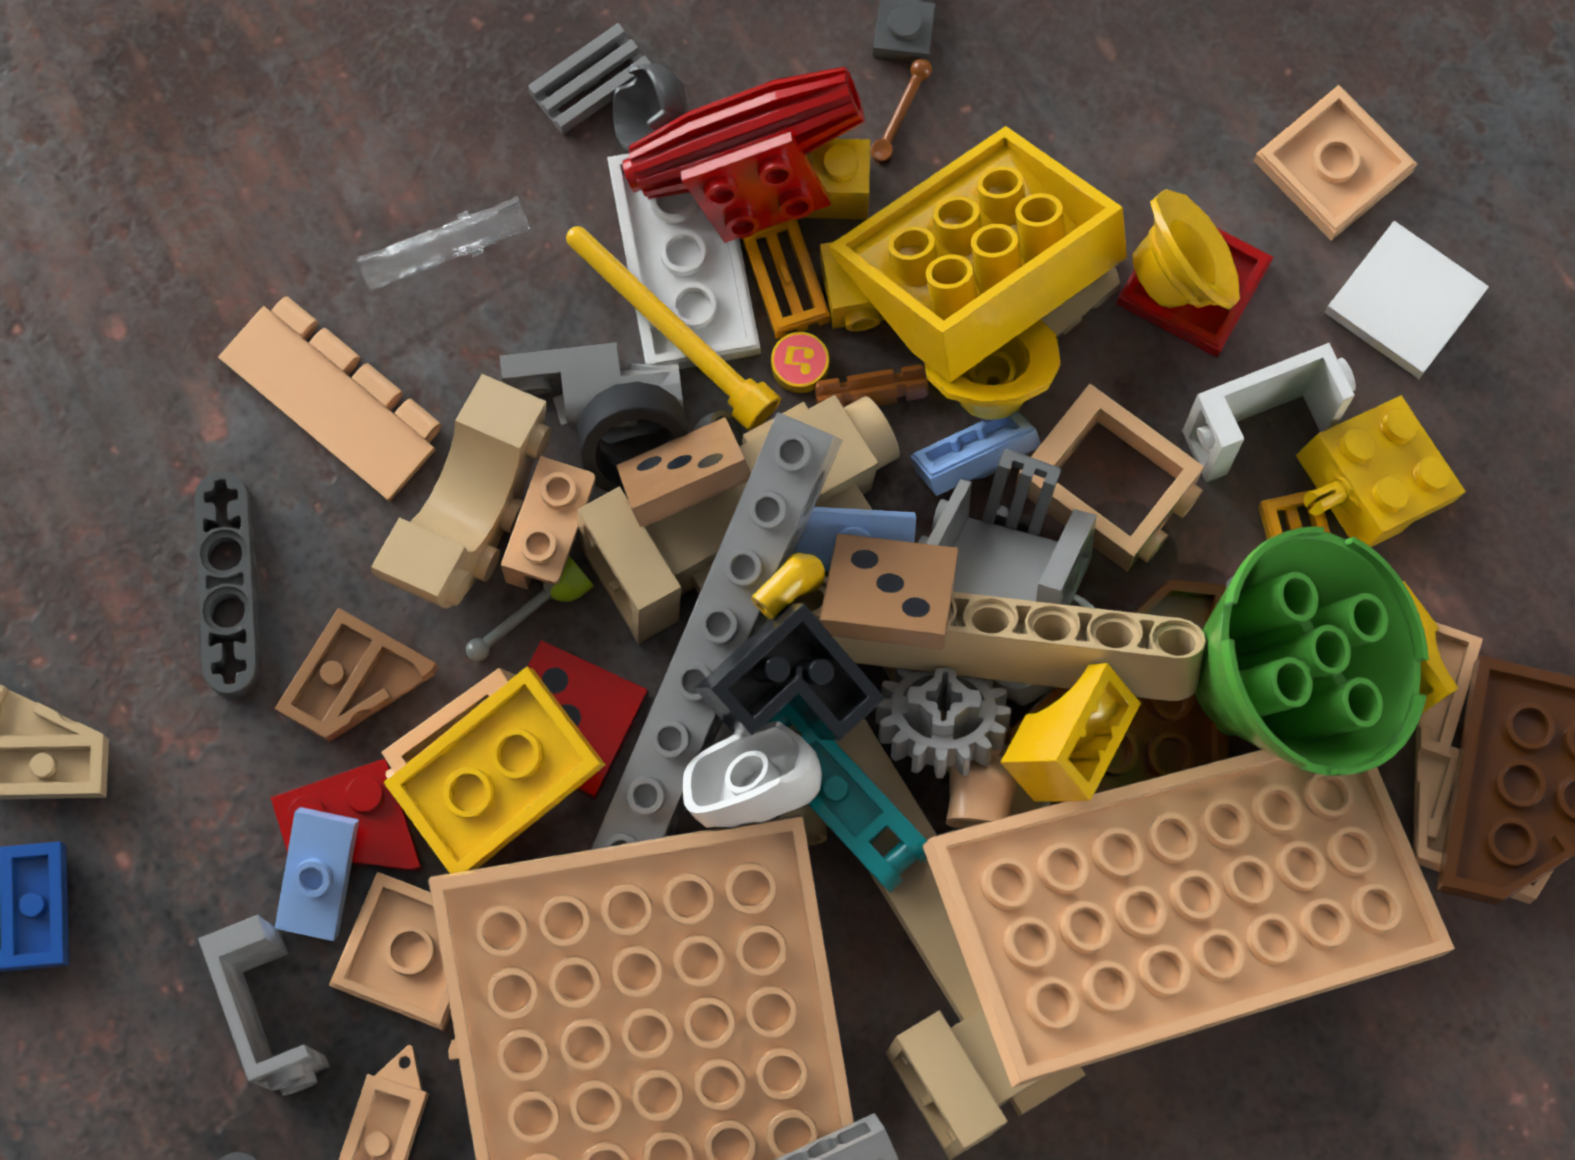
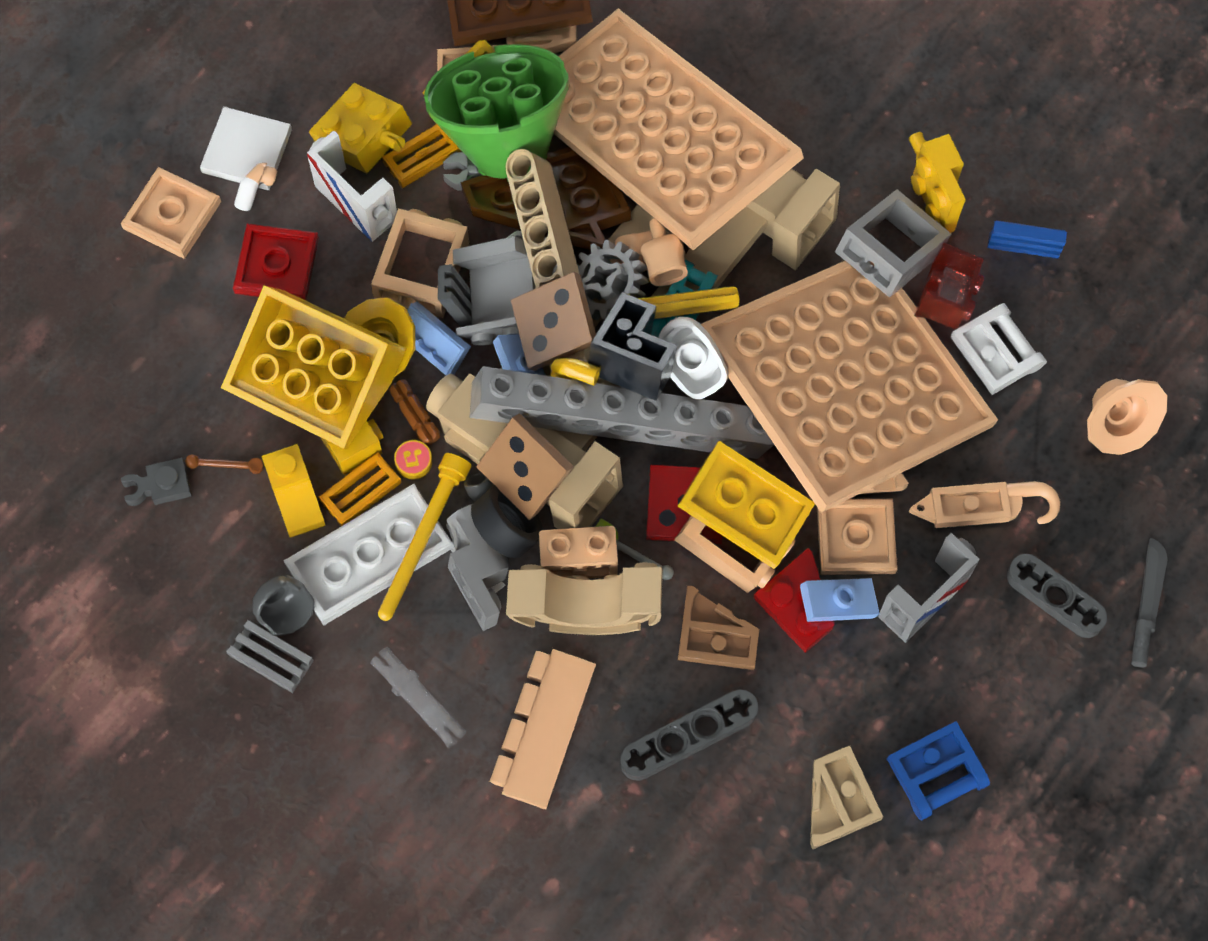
camera: 115 degrees left, 5 degrees down
(749, 151) = (296, 519): red plate -> none
(848, 809) = (694, 302): none -> yellow axle
(939, 804) = (664, 256): none -> light nougat piece
(1072, 742) = (601, 201): yellow arch -> none
(1185, 257) = (274, 258): yellow hat -> none
(1331, 273) = (249, 184): none -> arm

